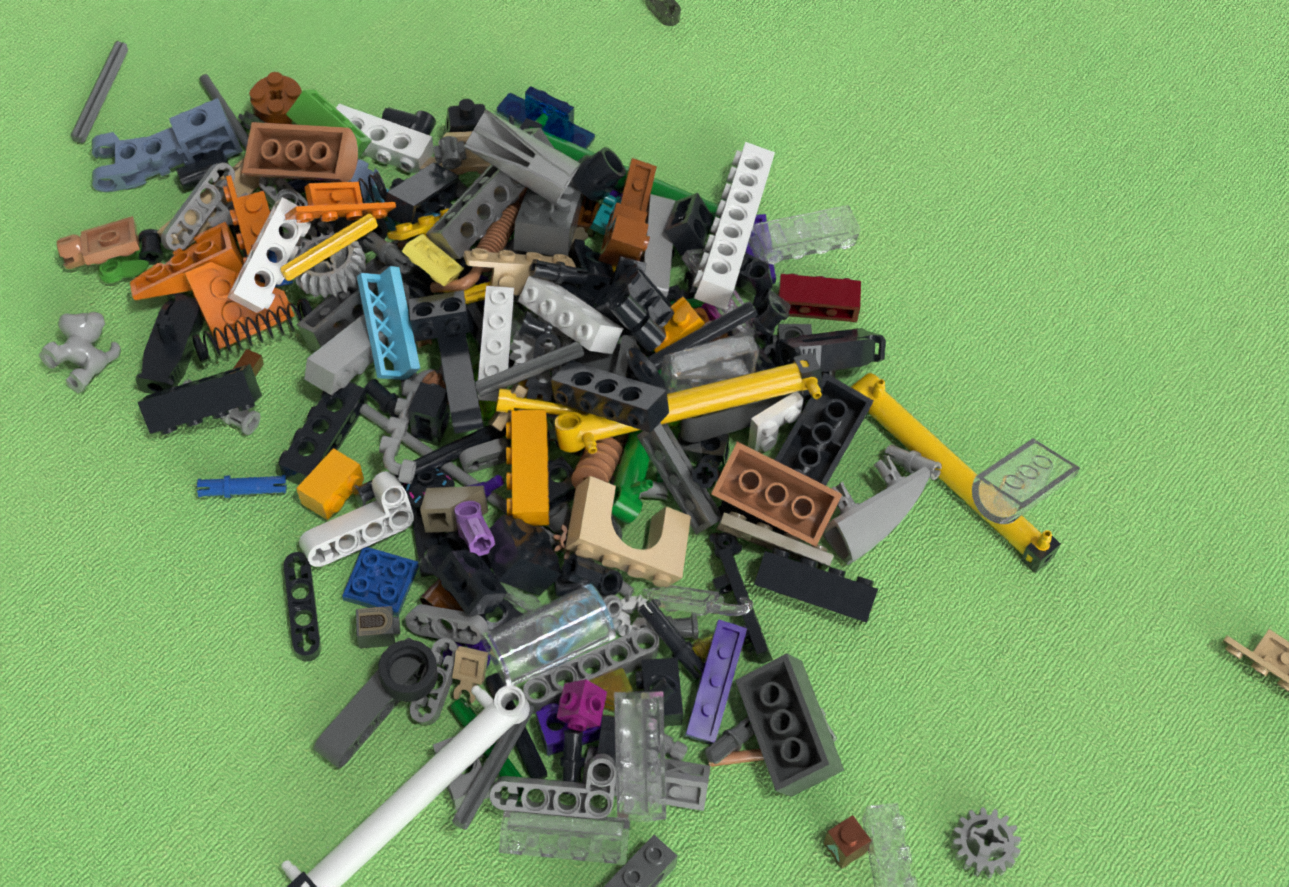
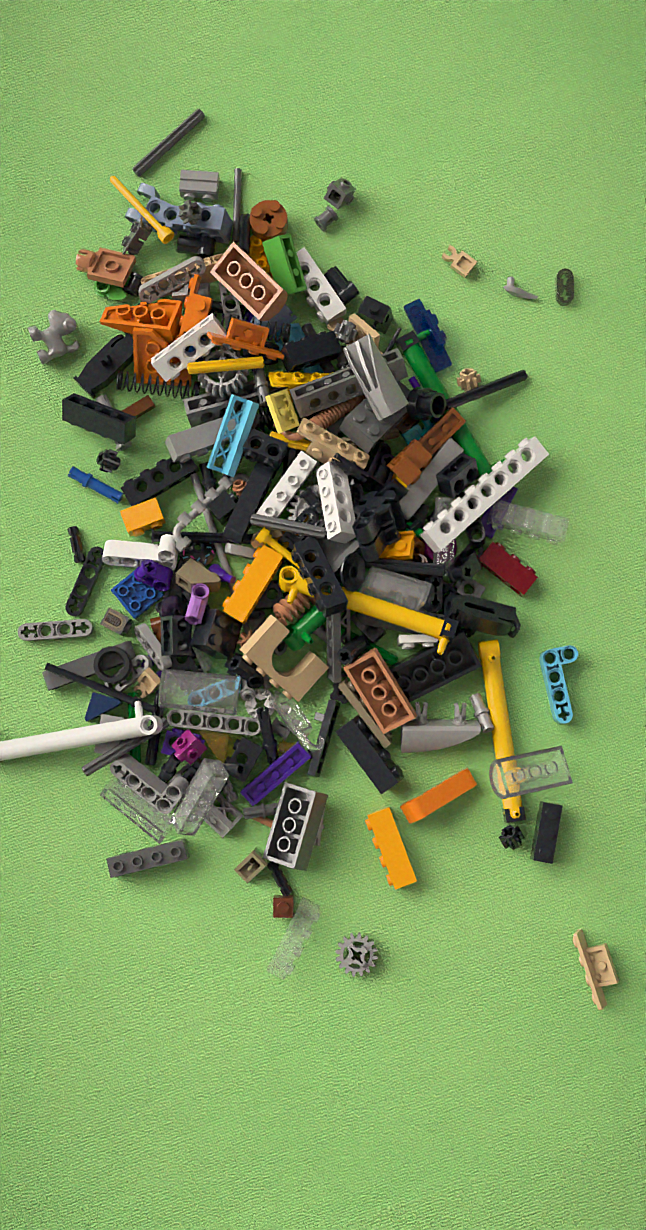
camera: 40 degrees right, 25 degrees up
(122, 183) = (138, 230): none -> dark grey hinge
(157, 166) = (164, 233): none -> yellow piece
(158, 108) = (199, 185): none -> light grey brick
(178, 118) = (190, 212): none -> dark grey gear
(241, 447) = (108, 461): none -> black gear
(260, 570) = (76, 544): none -> black axle
(295, 684) = (55, 630): none -> light grey beam
(335, 39) = (340, 193): none -> flat silver brick
(343, 71) = (326, 218): none -> dark grey bush
(391, 540) = (156, 575): none -> dark purple piece
(422, 735) = (99, 705): none -> dark blue slope
(468, 705) = (99, 687): none -> black bar
(530, 37) = (461, 263): none -> tan plate
(614, 34) = (518, 292): none -> light grey bar
(626, 137) = (468, 379): none -> tan gear
(655, 132) = (486, 389): none -> black axle
(768, 816) = (251, 866): none -> dark tan slope
(812, 811) = (279, 878): none -> black axle
(927, 682) = (391, 848): none -> light orange brick
(934, 587) = (438, 796): none -> orange beam
(999, 406) = (560, 685): none -> medium azure beam
(1059, 578) = (511, 837): none -> black gear
(1094, 547) = (546, 832): none -> black brick

